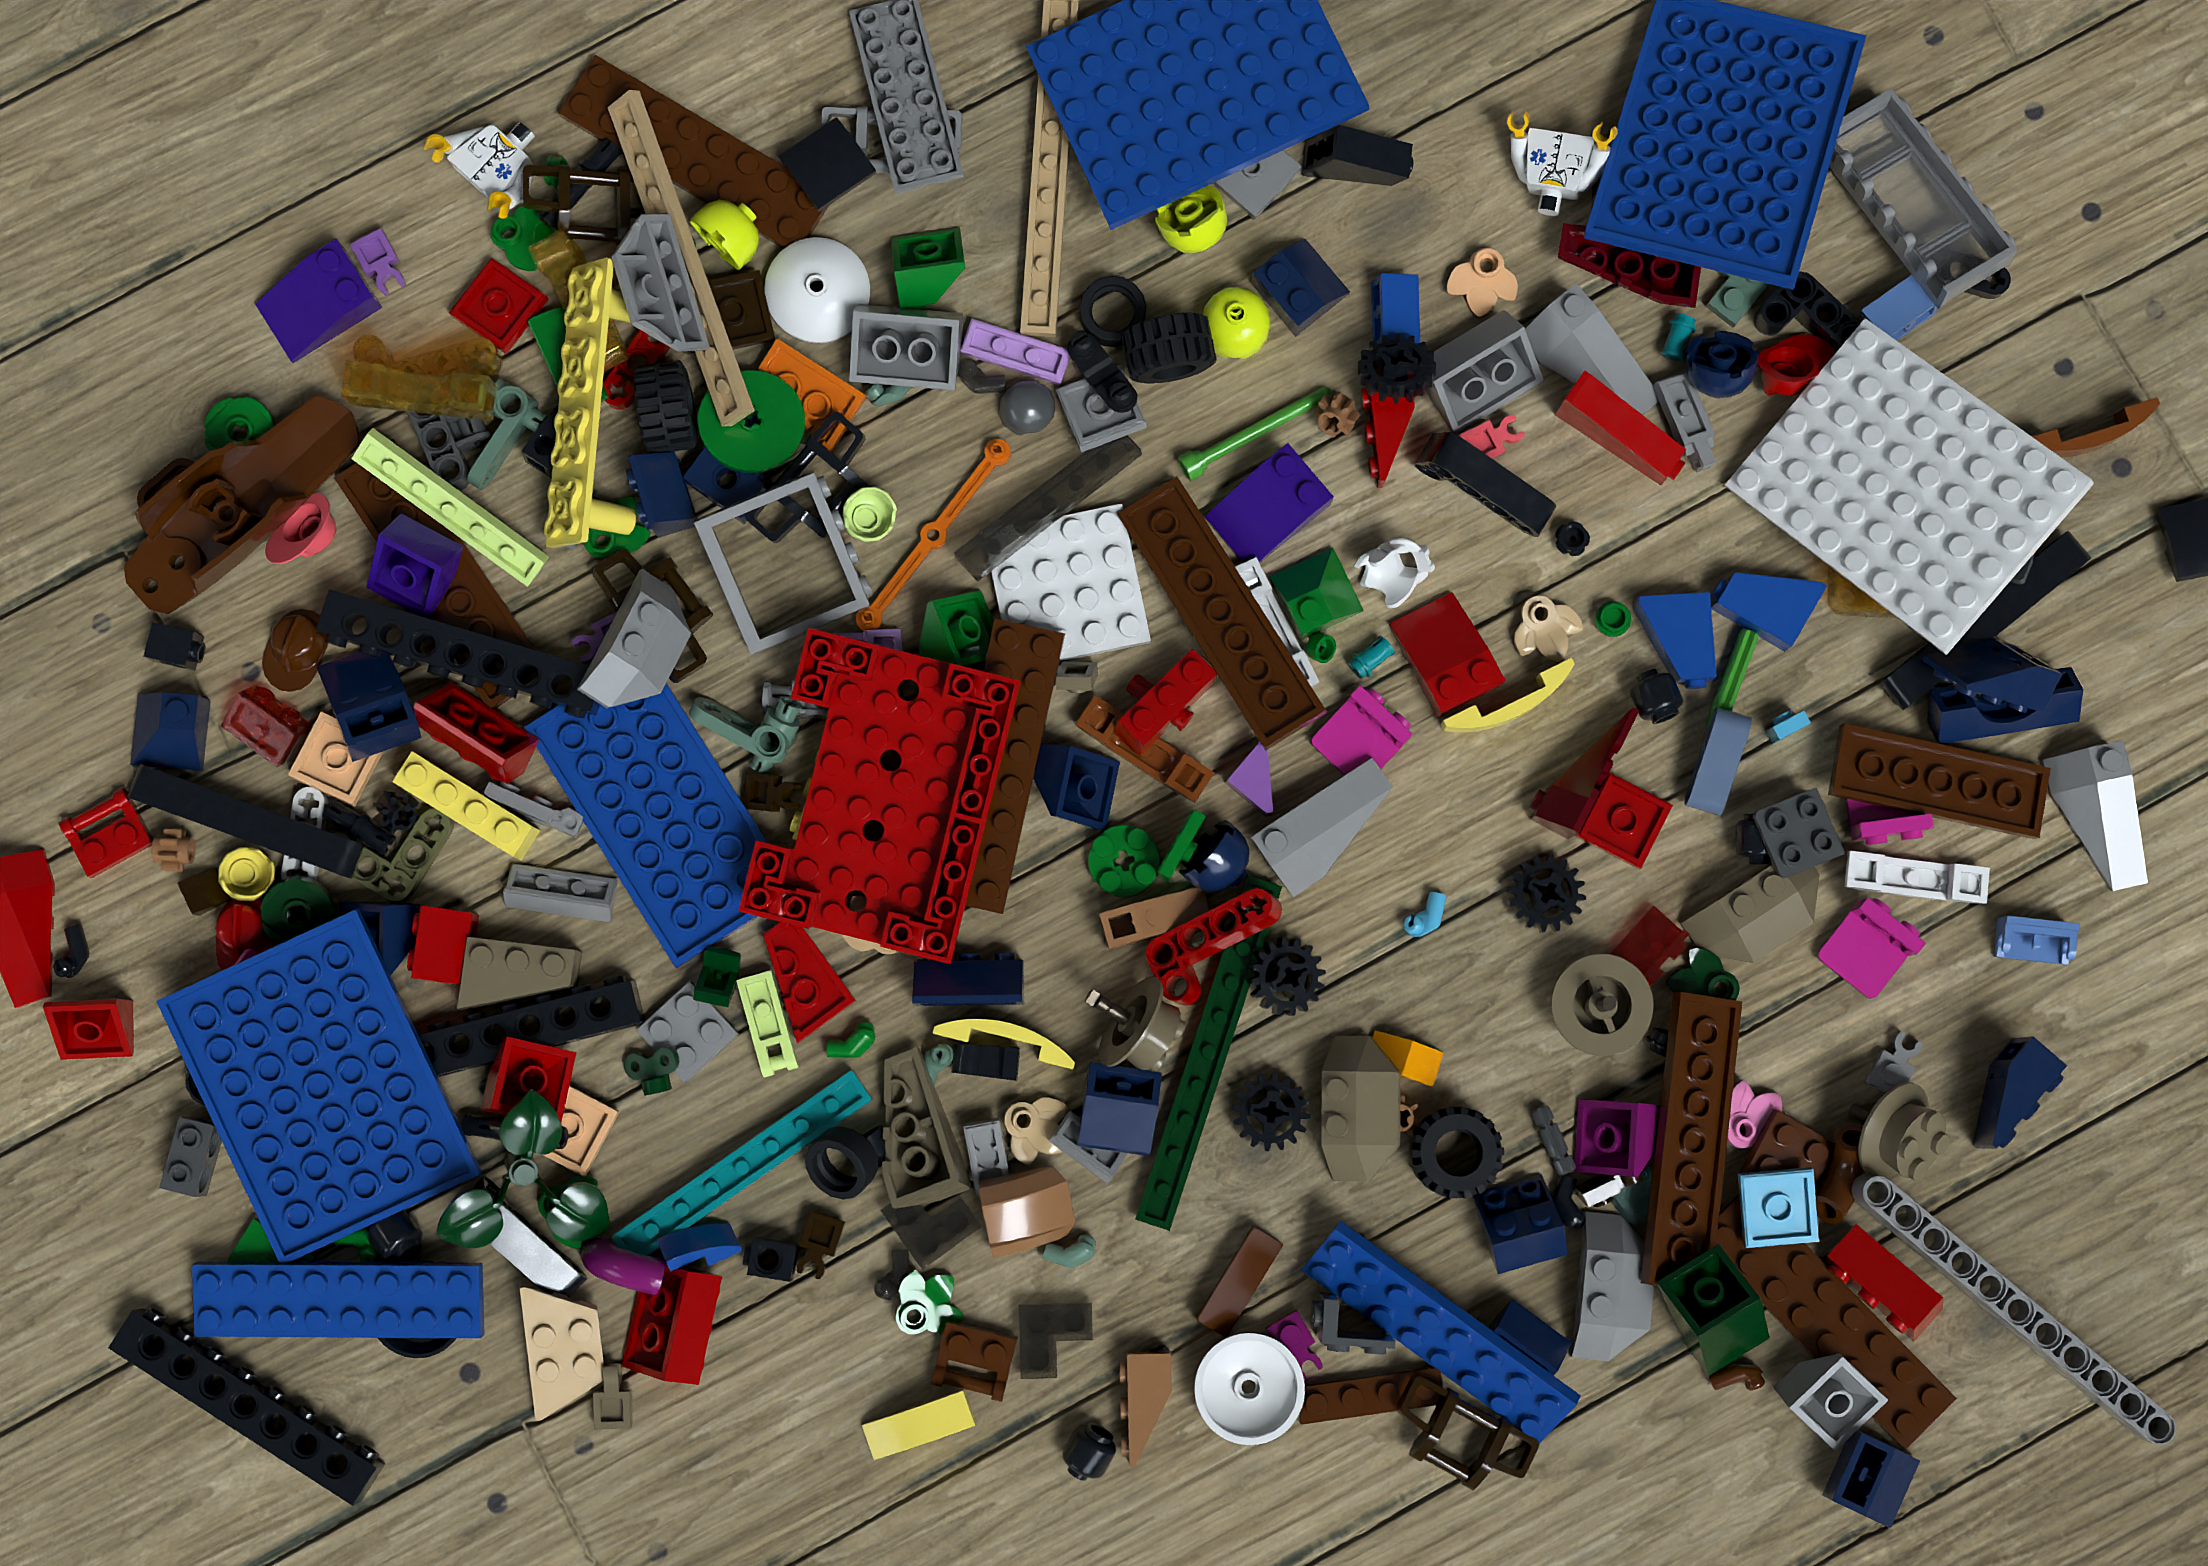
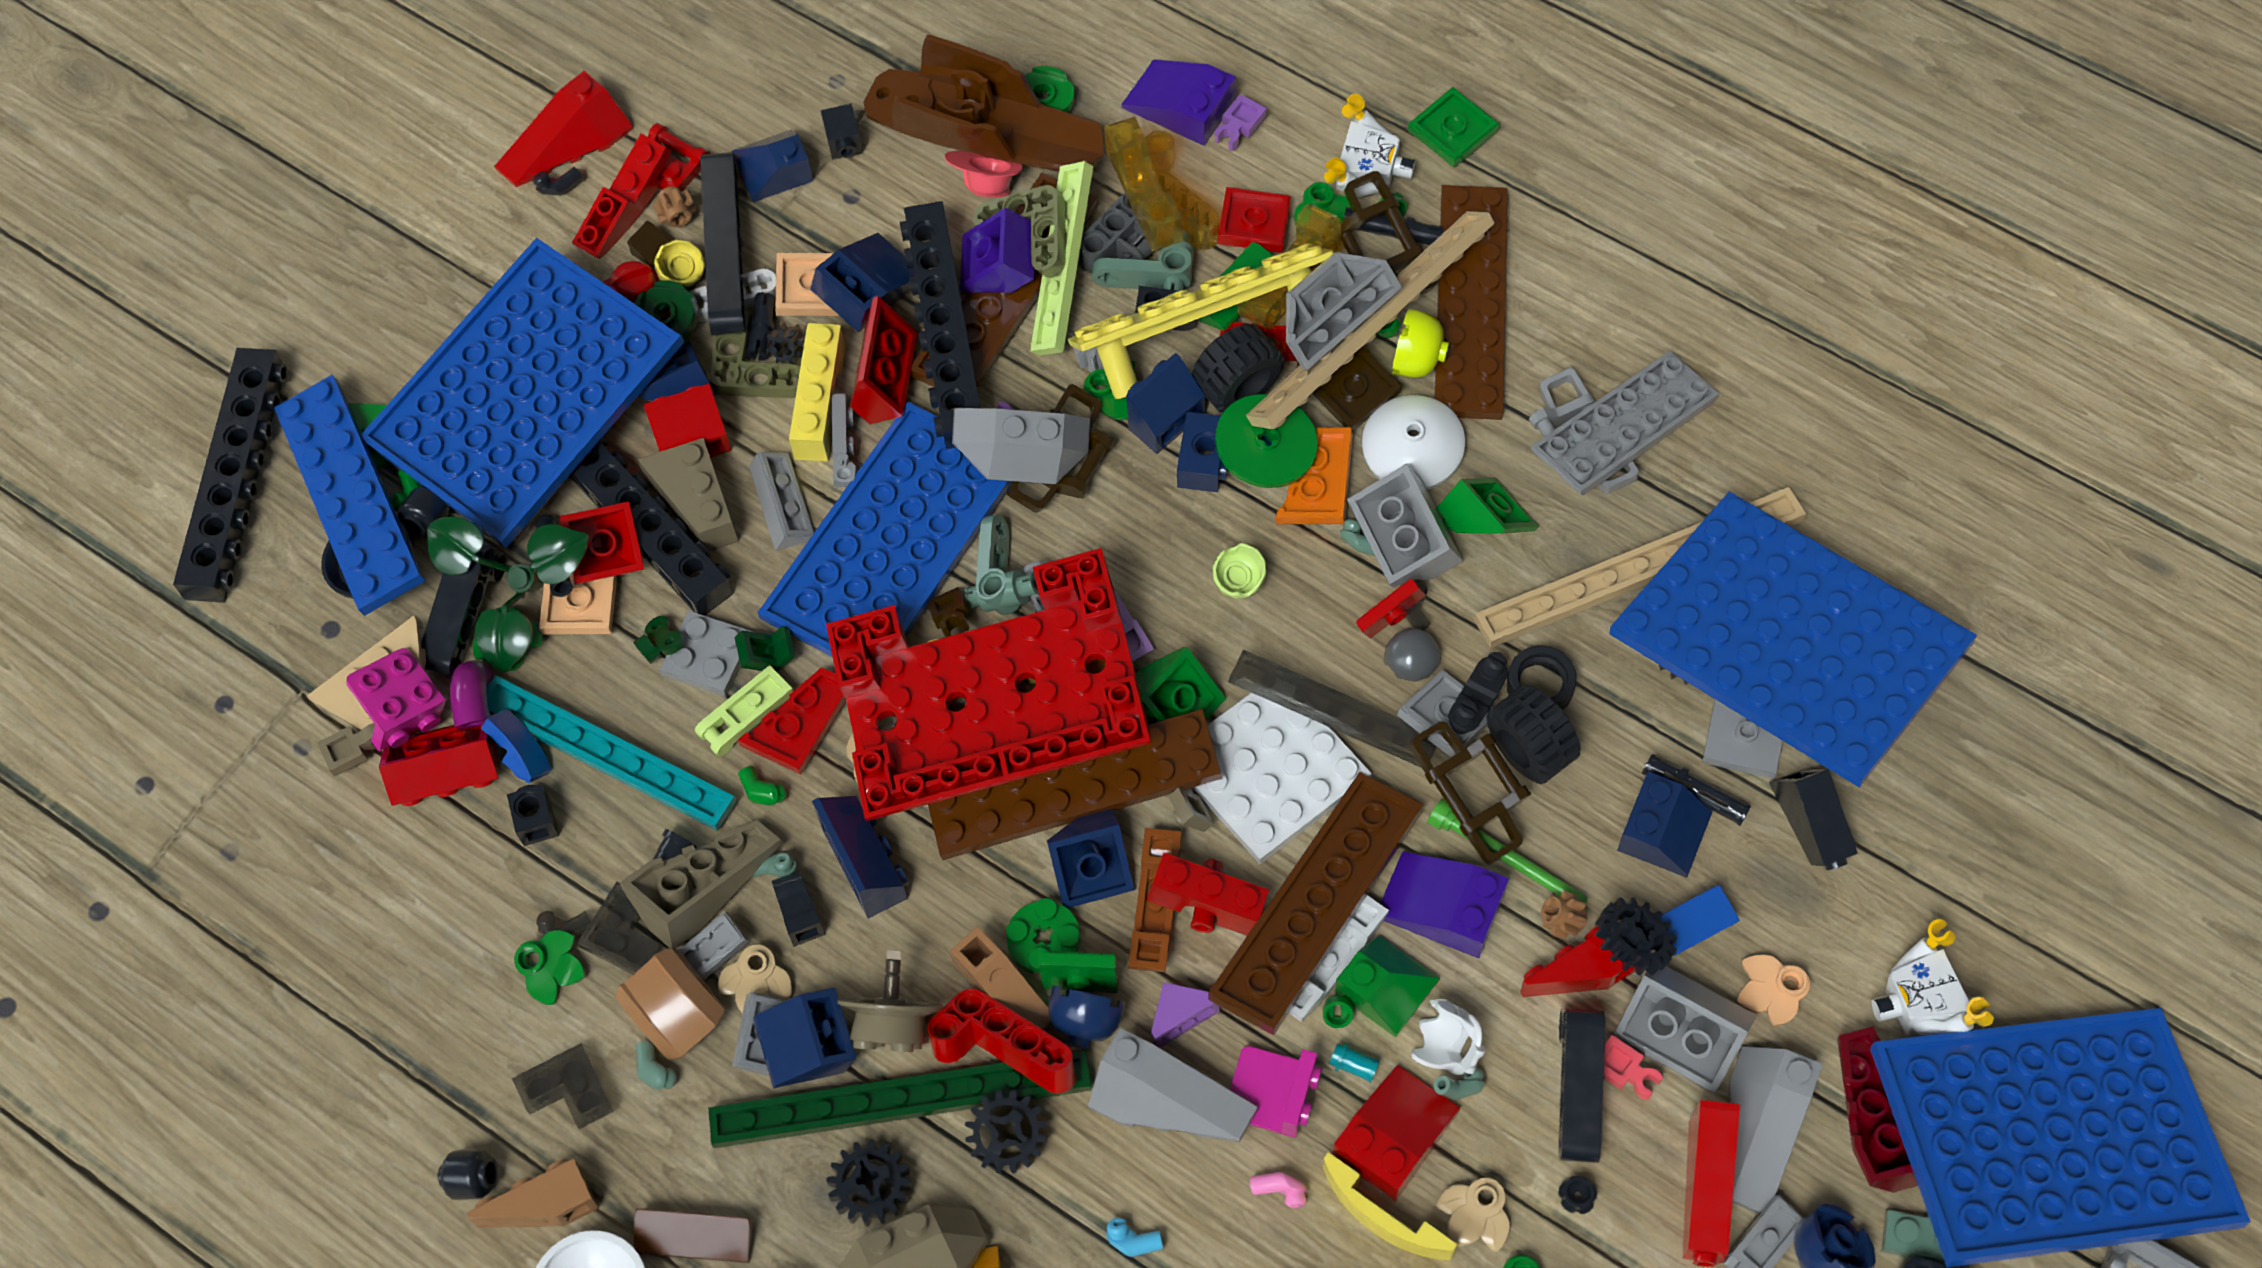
camera: 65 degrees right, 20 degrees down
(91, 1028) = (501, 220): red slope -> none
(135, 895) = (625, 200): none -> red slope
(191, 1157) = (419, 334): dark grey brick -> none
(265, 724) = (812, 221): clear red bracket -> none
(294, 651) = (881, 214): reddish brown piece -> none
(400, 505) = (1040, 218): none -> olive beam
(498, 65) = (1453, 127): none -> green plate
(594, 1337) = (396, 698): none -> dark pink bracket
(813, 448) = (1268, 527): black bar -> none
(820, 1237) = (570, 847): dark brown plate -> none
(826, 1176) = (657, 831): black tyre -> none
(827, 164) = (1523, 391): black slope -> none
(833, 524) = (1116, 487): light grey window -> none
(919, 1424) = (434, 1013): light yellow slope -> none
(962, 1031) = (830, 953): light yellow slope -> none
(976, 1348) = (525, 1029): reddish brown plate -> none
(981, 402) = (1390, 609): none -> red plate
(996, 454) = (1355, 651): orange piece -> none
(1015, 352) = (1456, 622): lavender tile -> none
(1193, 221) = (1663, 702): neon yellow cylinder -> none
(1217, 415) = (1438, 776): none -> dark brown bar
(1242, 336) = (1596, 789): neon yellow cylinder -> none
(1284, 237) = (1736, 809): none -> black pin
(1437, 584) = (1456, 1090): none -> sand green arm
(1442, 772) = (1281, 1183): none -> bright pink arm
(1678, 336) = (1846, 1196): teal pin -> none

